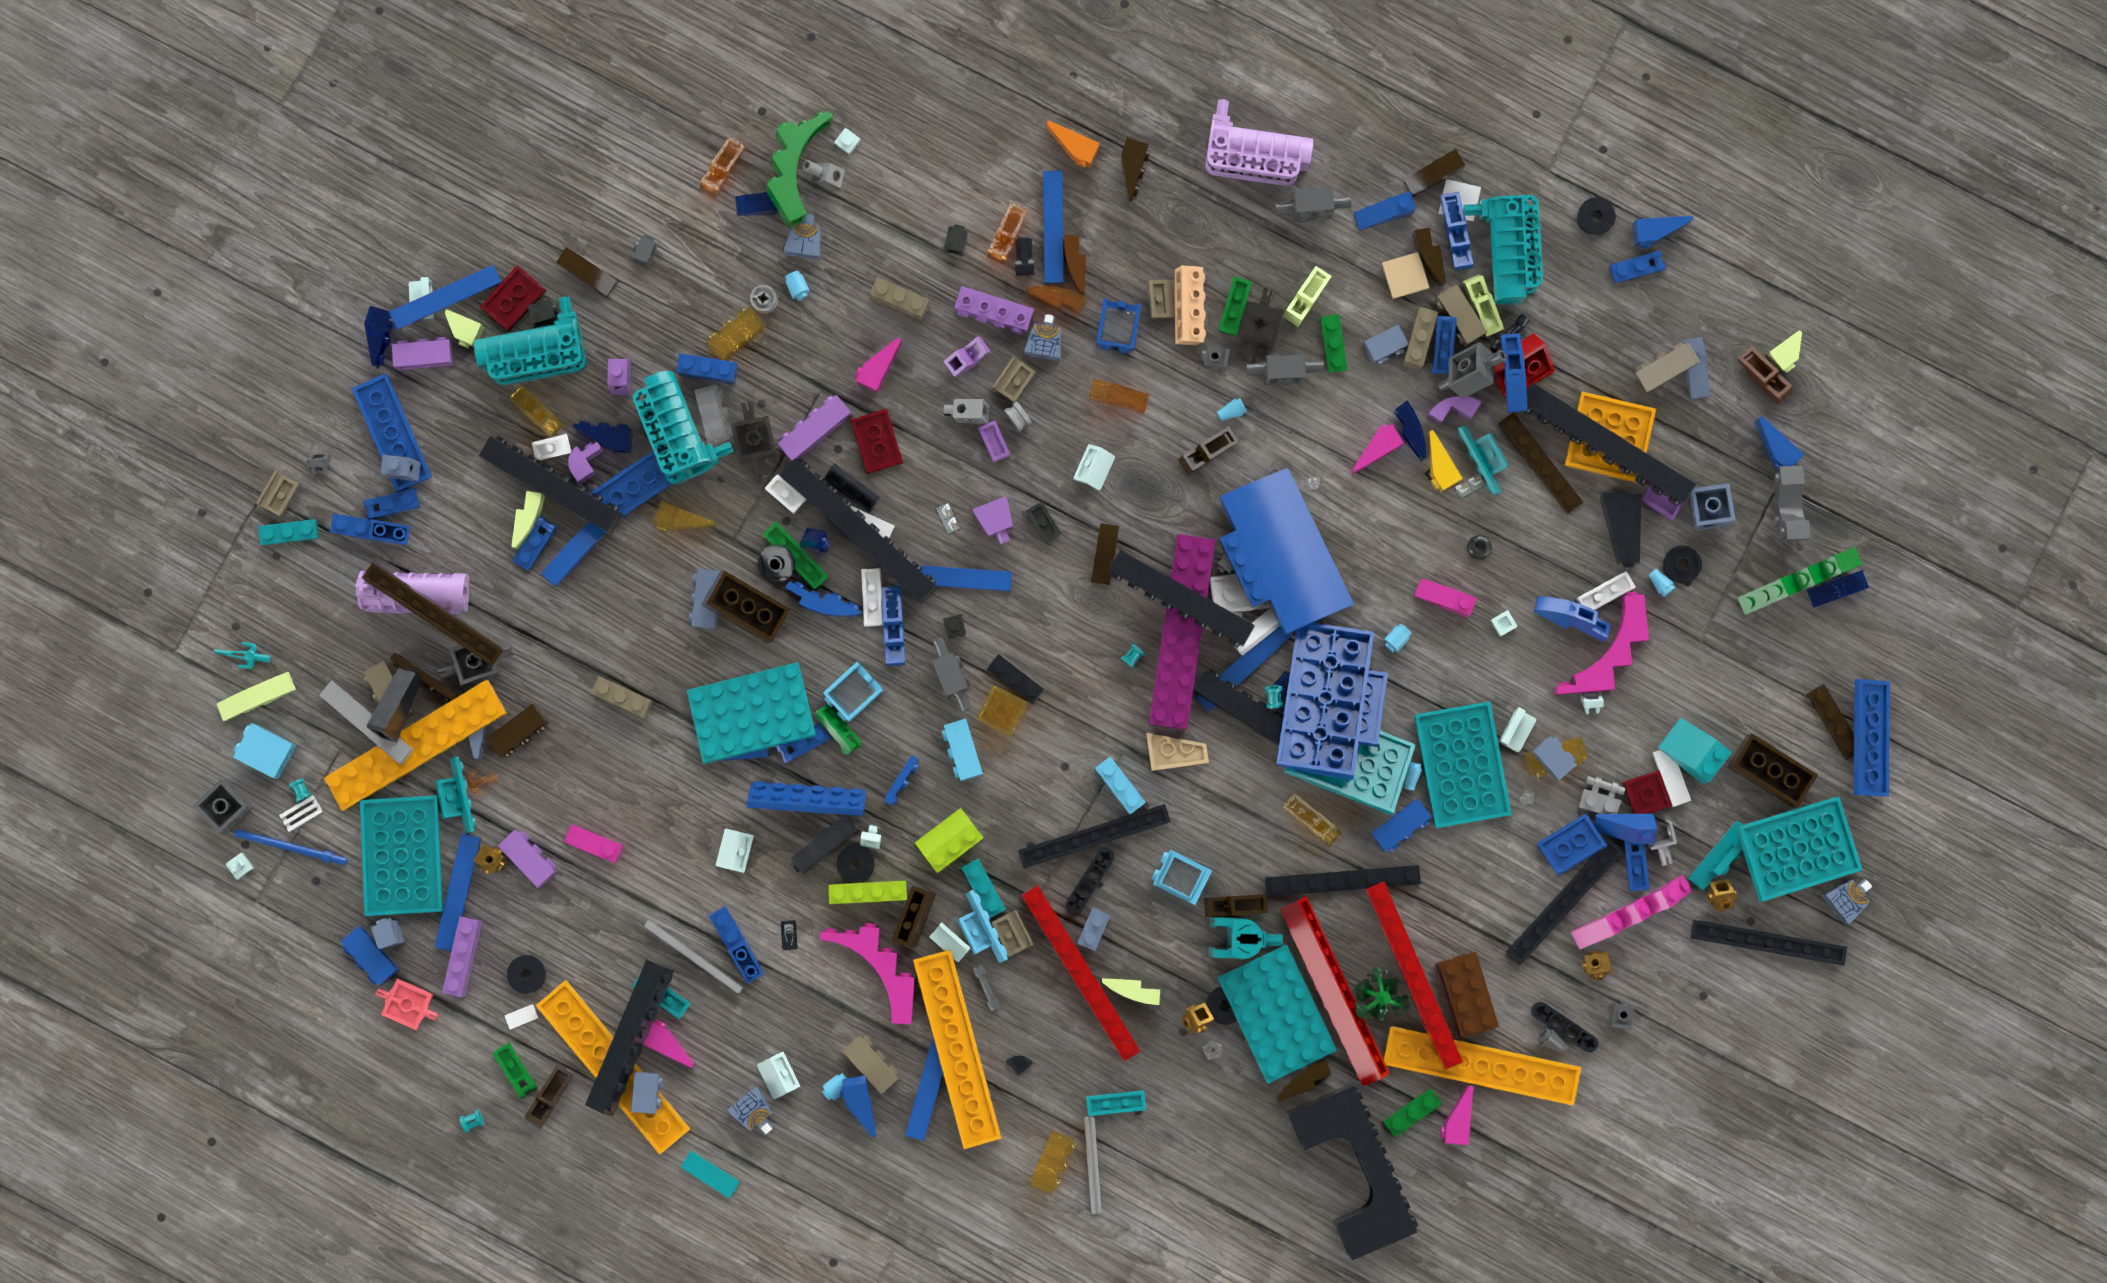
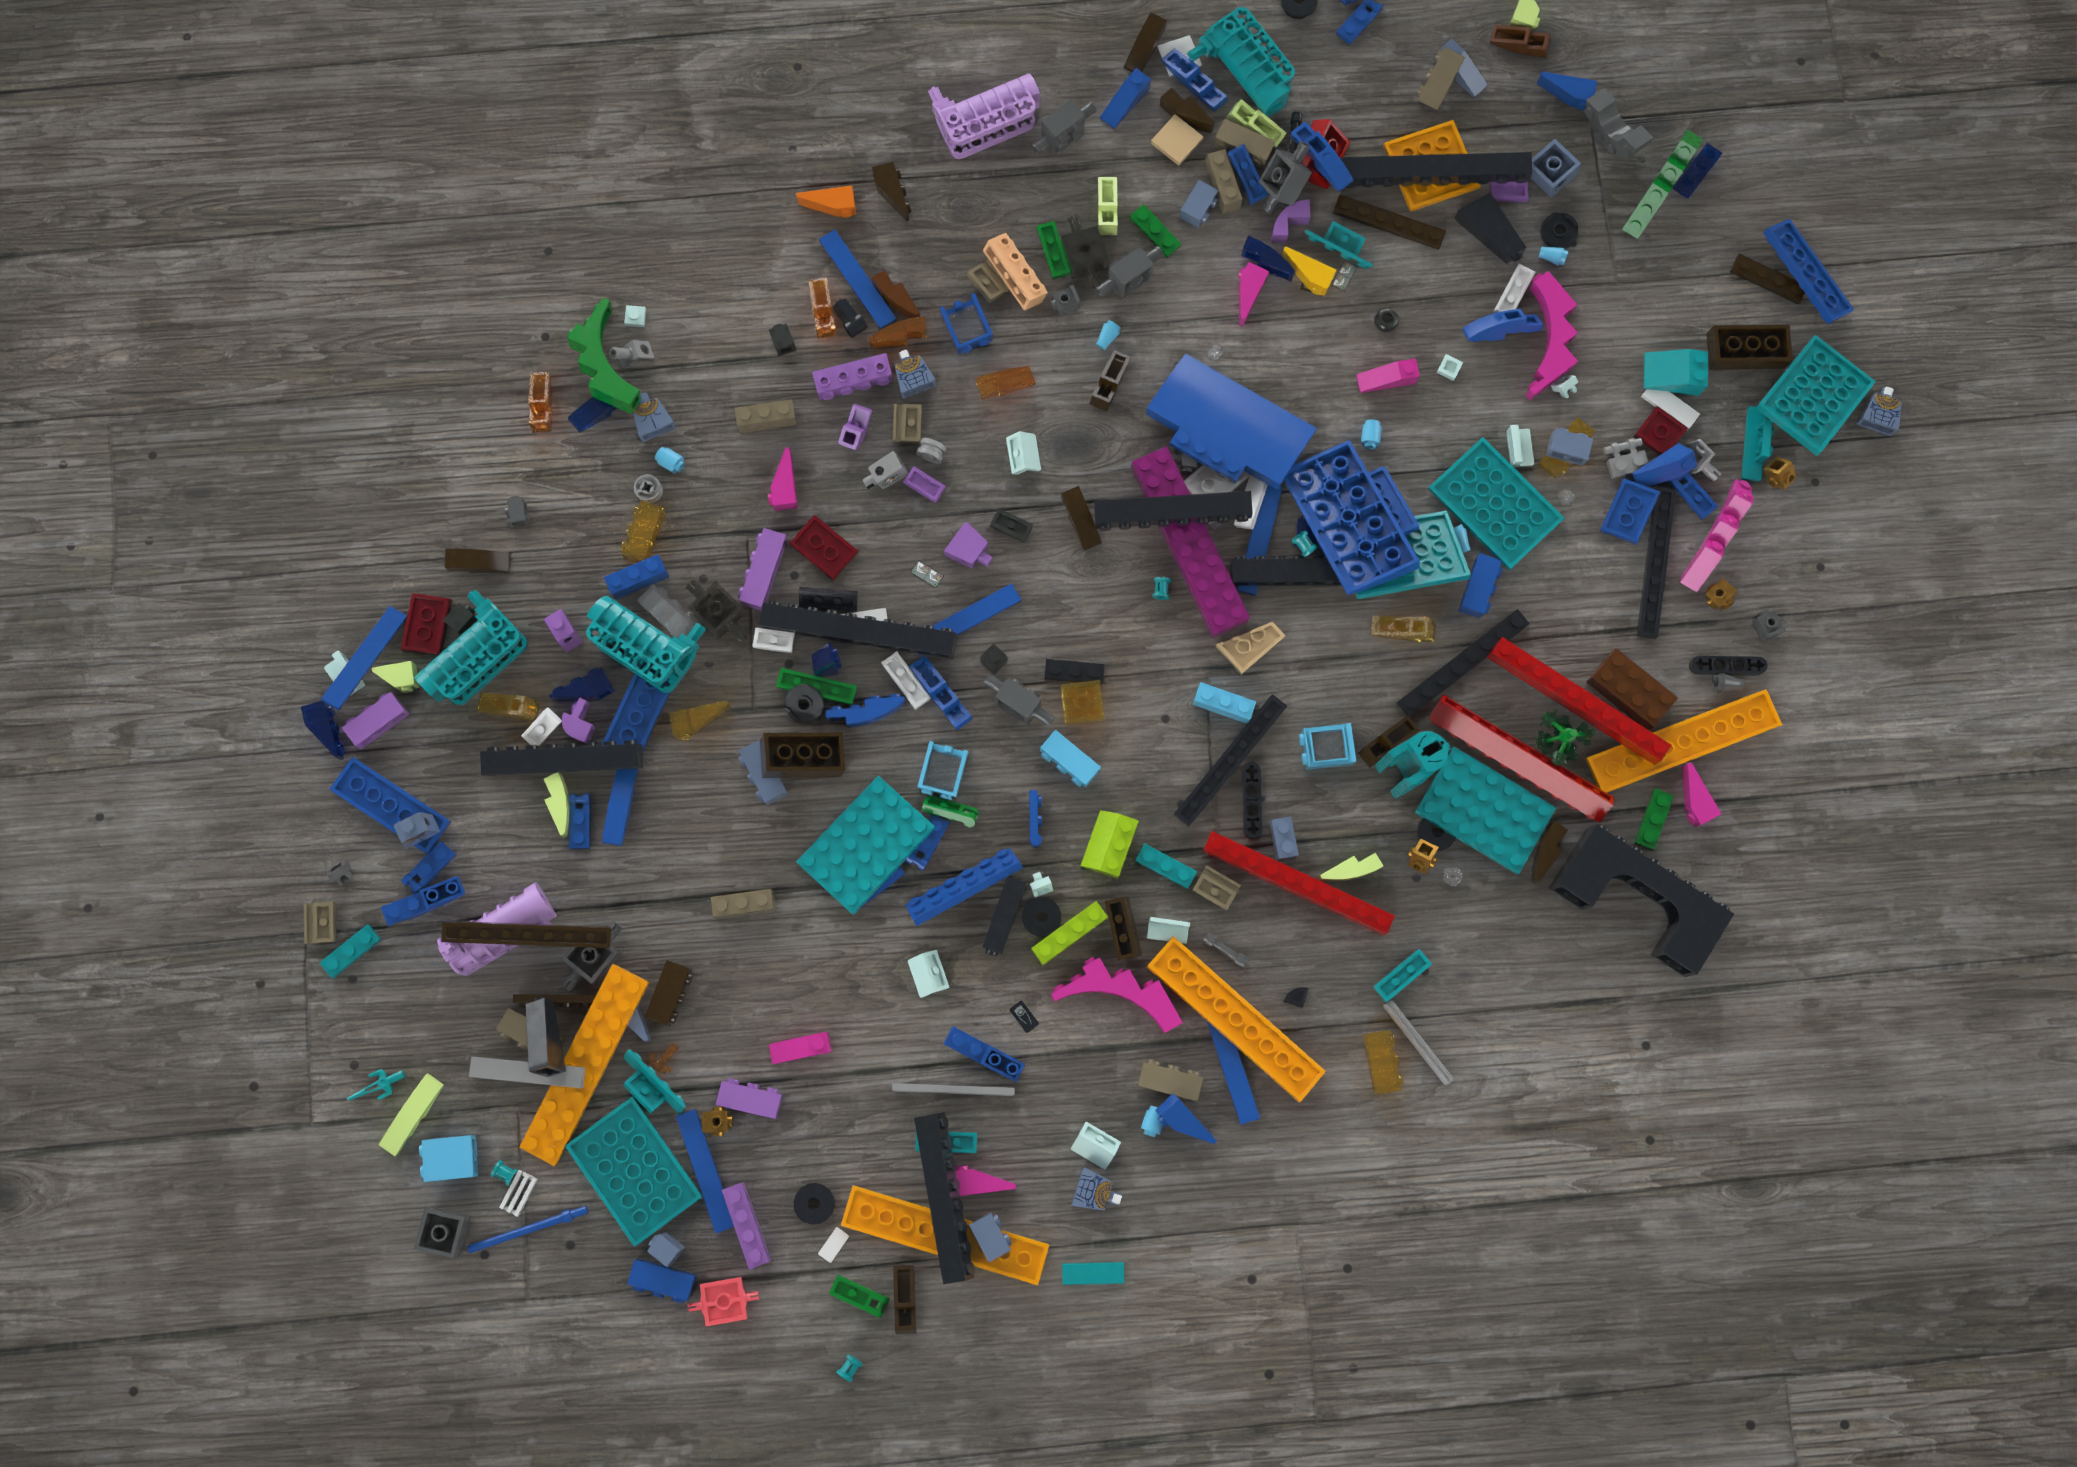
camera: 35 degrees left, 5 degrees down
(239, 866) = (491, 1277): light aqua tile -> none
(979, 930) = (1187, 903): medium azure bracket -> none
(1768, 942) = (1842, 488): black plate -> none

